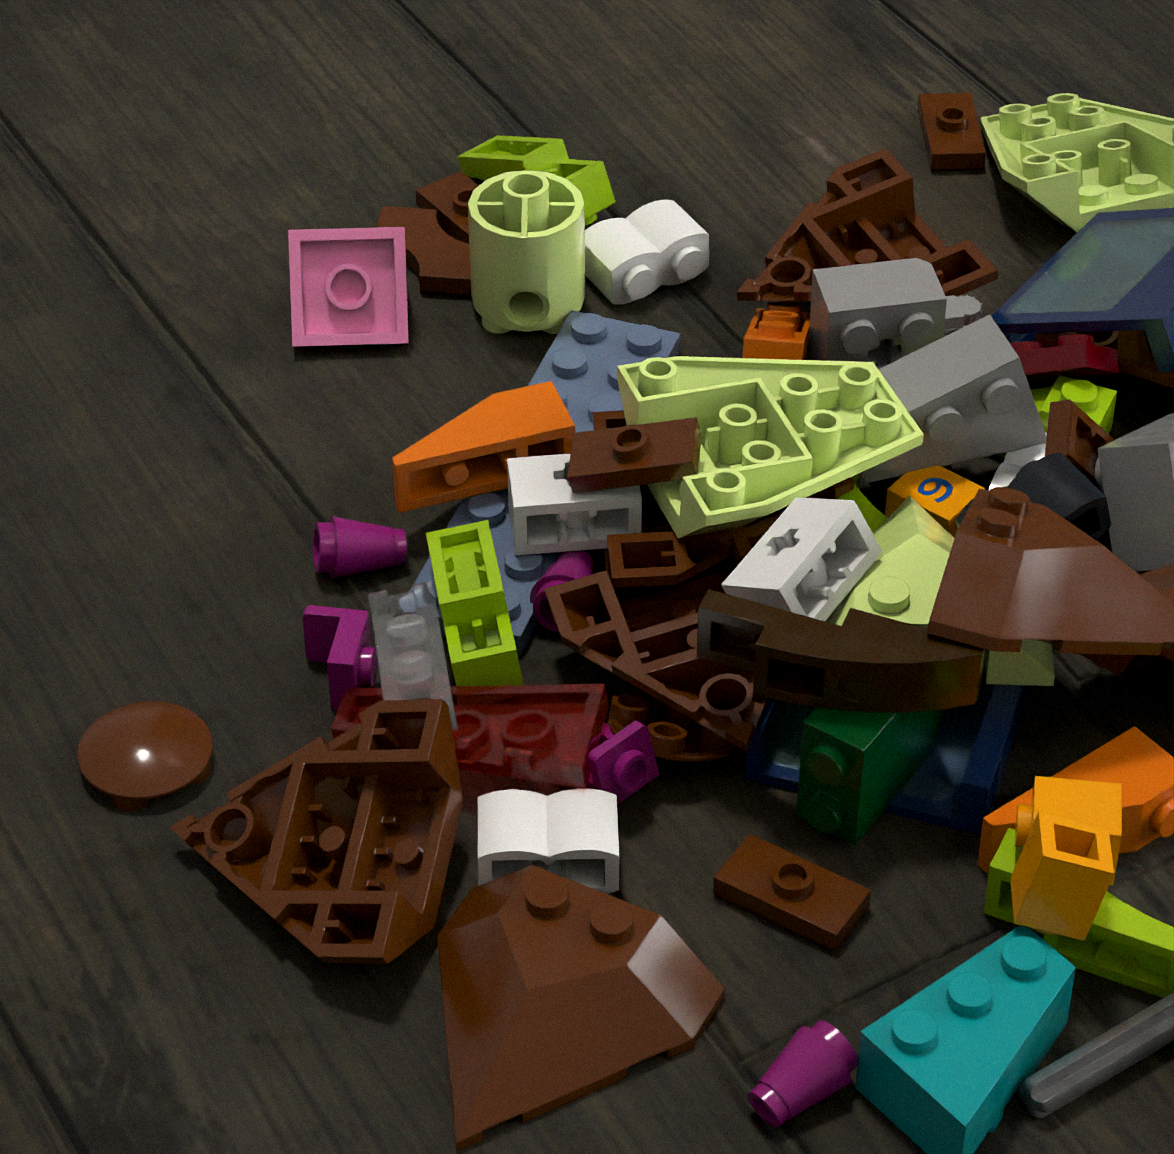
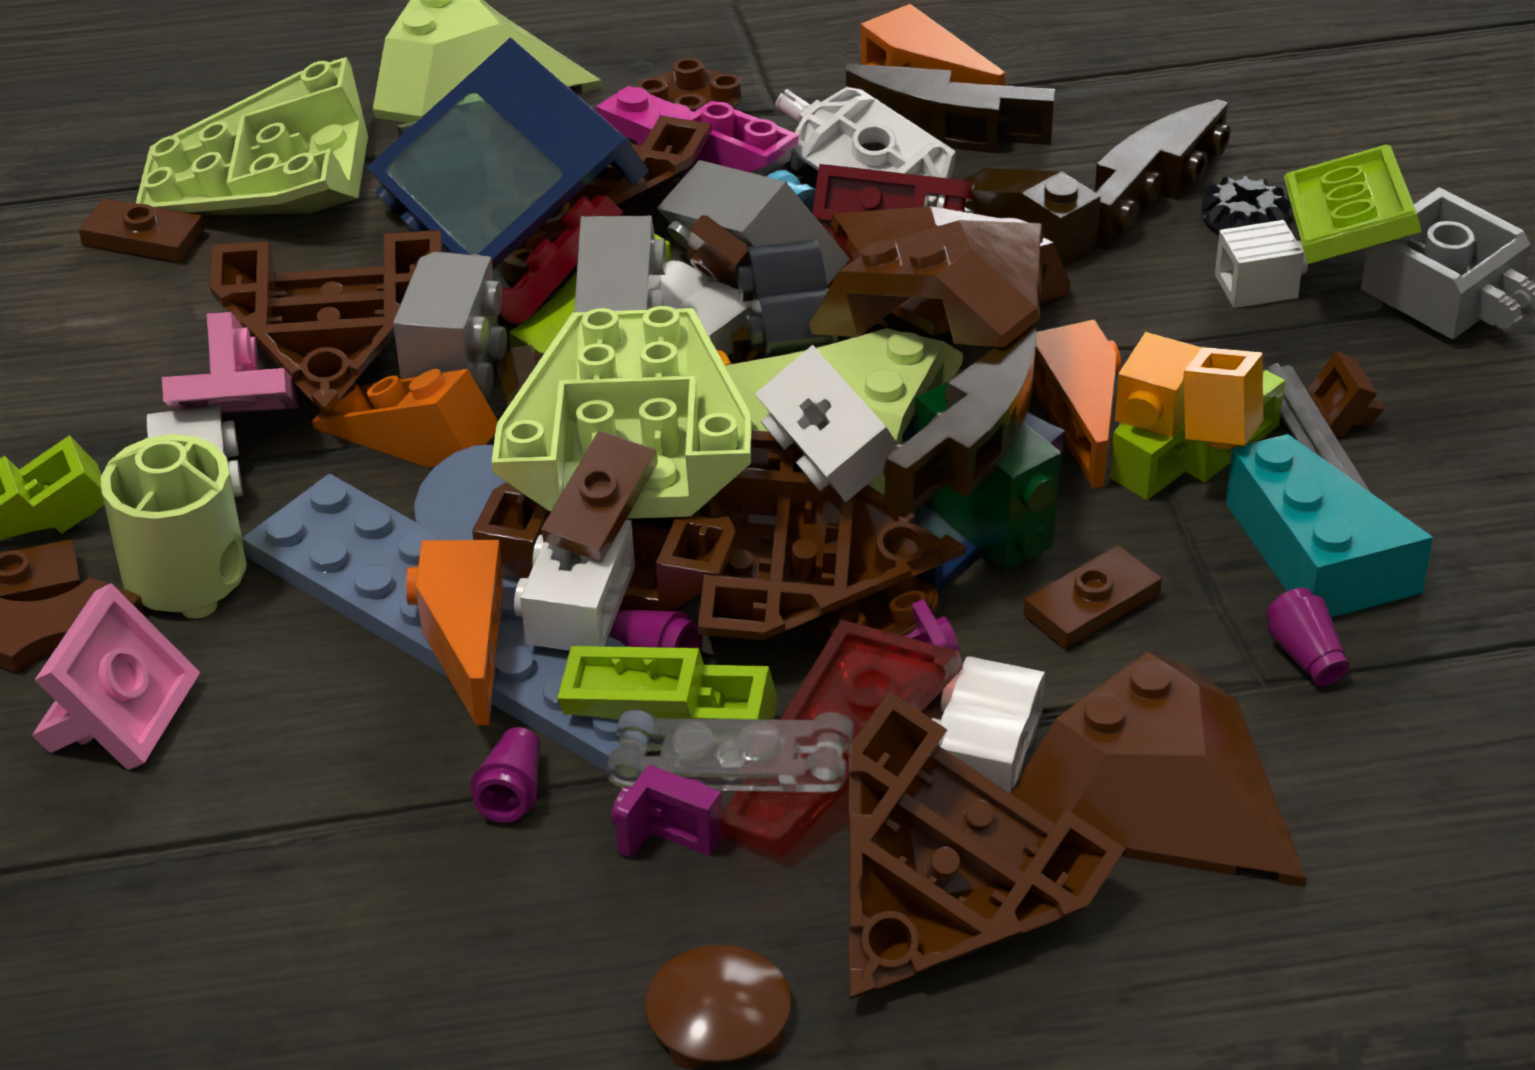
camera: 70 degrees left, 0 degrees up
(736, 213) = (234, 375): none -> bright pink bracket

